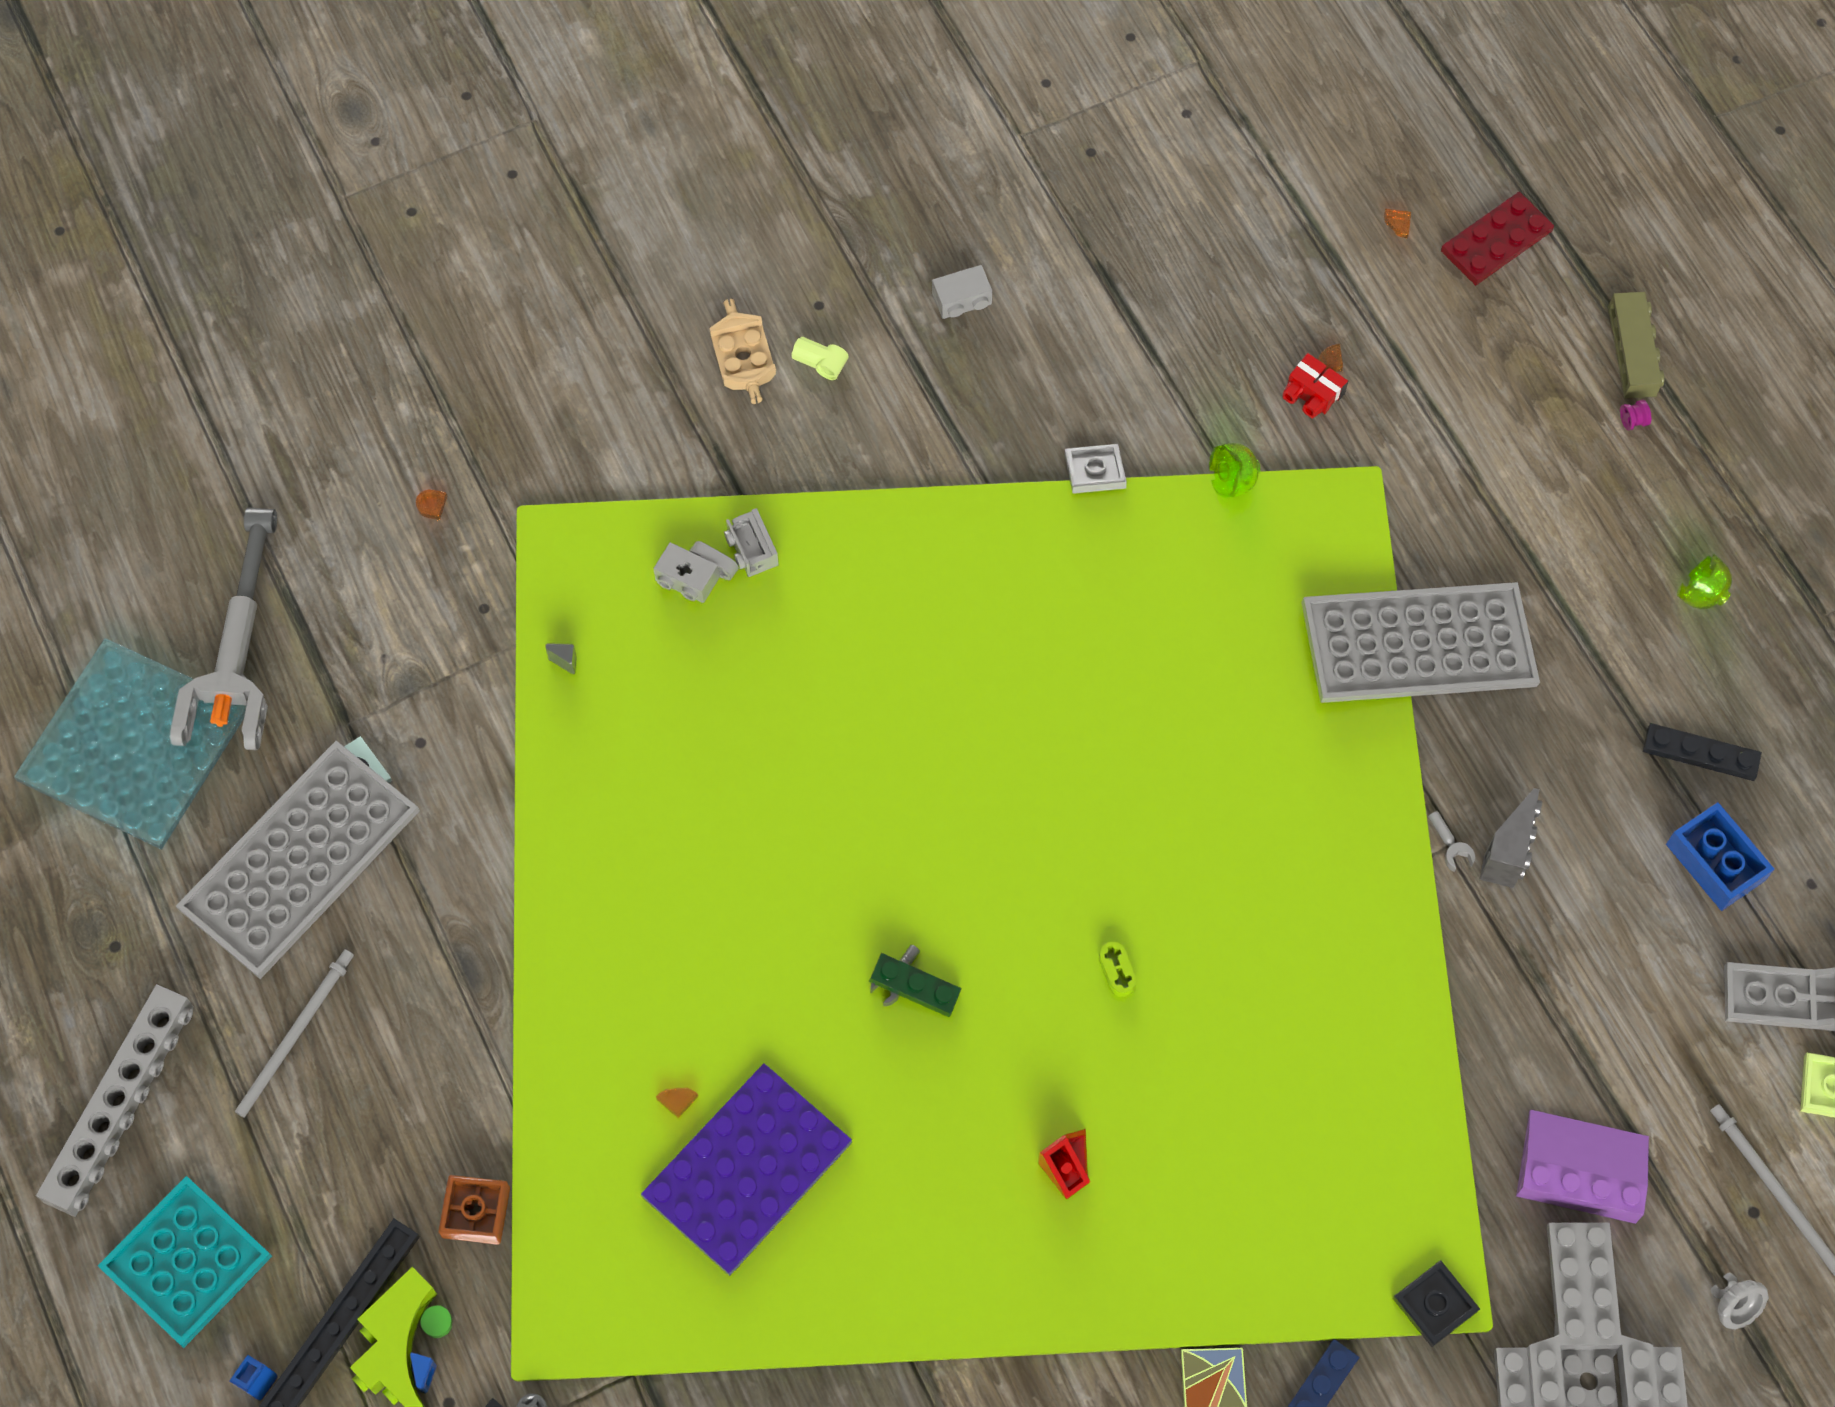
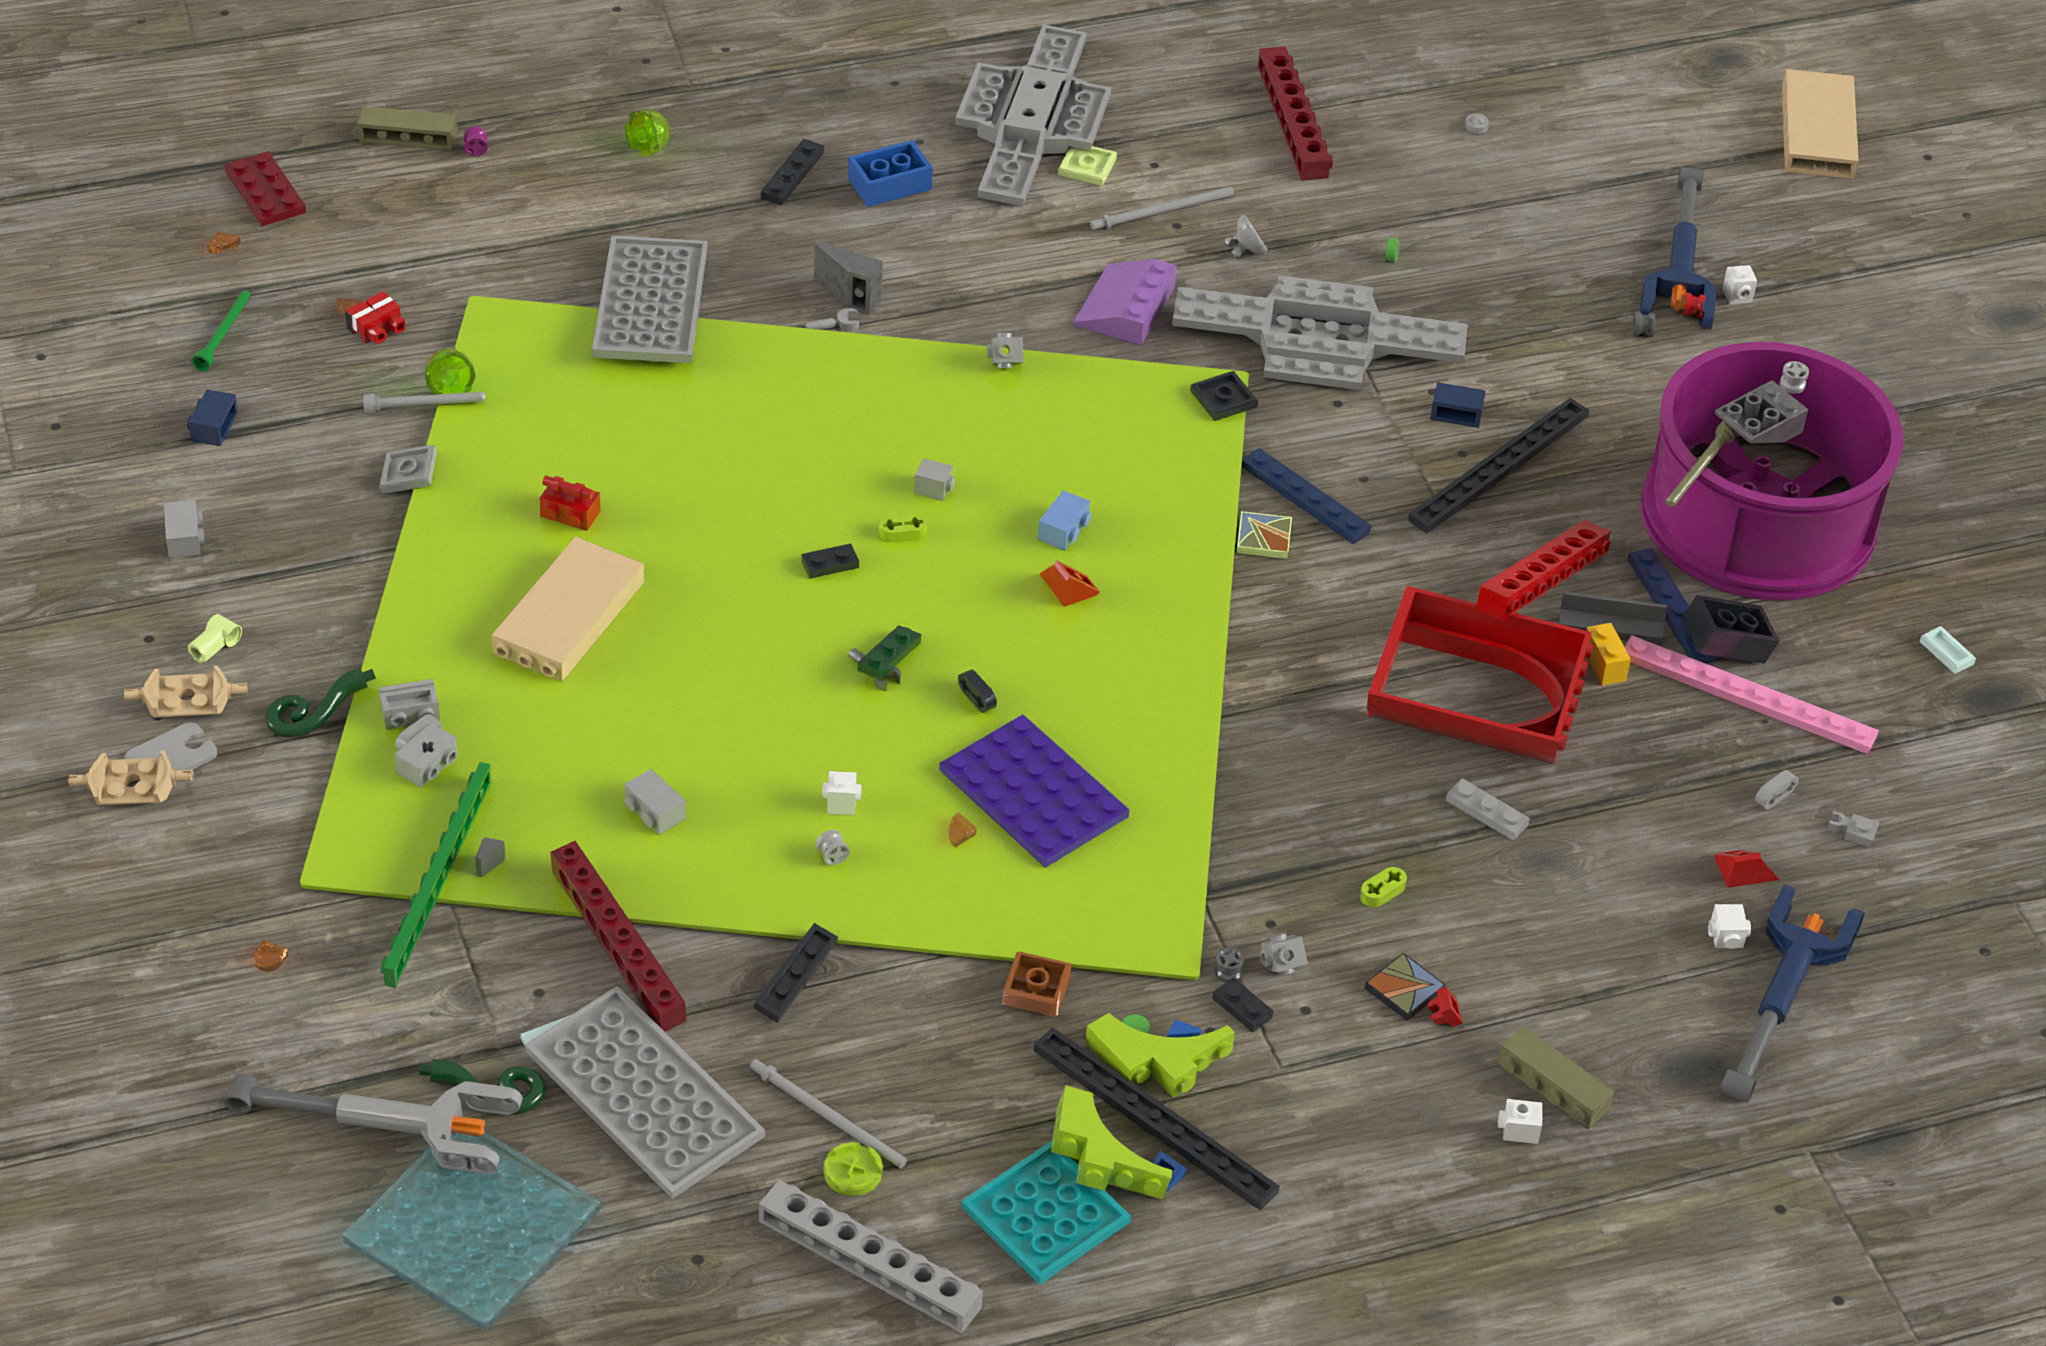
camera: 85 degrees left, 20 degrees down
(229, 1068) = (853, 1169): none -> lime tile
(240, 1304) = (1100, 1155): none -> lime arch
(302, 692) = (454, 1074): none -> dark green plant
(461, 970) = (795, 972): none -> black plate
(476, 793) = (618, 936): none -> dark red brick
(543, 618) = (433, 881): none -> green plate
(618, 319) = (110, 779): none -> tan plate
(623, 974) = (833, 847): none -> light grey wheel
(658, 792) = (654, 801): none -> light grey brick
(664, 356) = (174, 745): none -> light grey piece
(697, 969) = (841, 793): none -> white brick
(768, 480) = (343, 687): none -> dark green plant
(875, 1085) = (977, 691): none -> black beam
(914, 657) = (568, 609): none -> tan brick
(1050, 902) = (830, 561): none -> black plate
(1068, 626) = (569, 503): none -> red brick
(1126, 278) = (213, 417): none -> dark blue brick
(1163, 1142) = (1064, 520): none -> medium blue brick
(1186, 414) = (375, 403): none -> light grey piece
(1196, 989) = (934, 479): none -> light grey brick
(1216, 249) = (204, 358): none -> green piece
(1430, 1034) = (1014, 347): none -> light grey brick

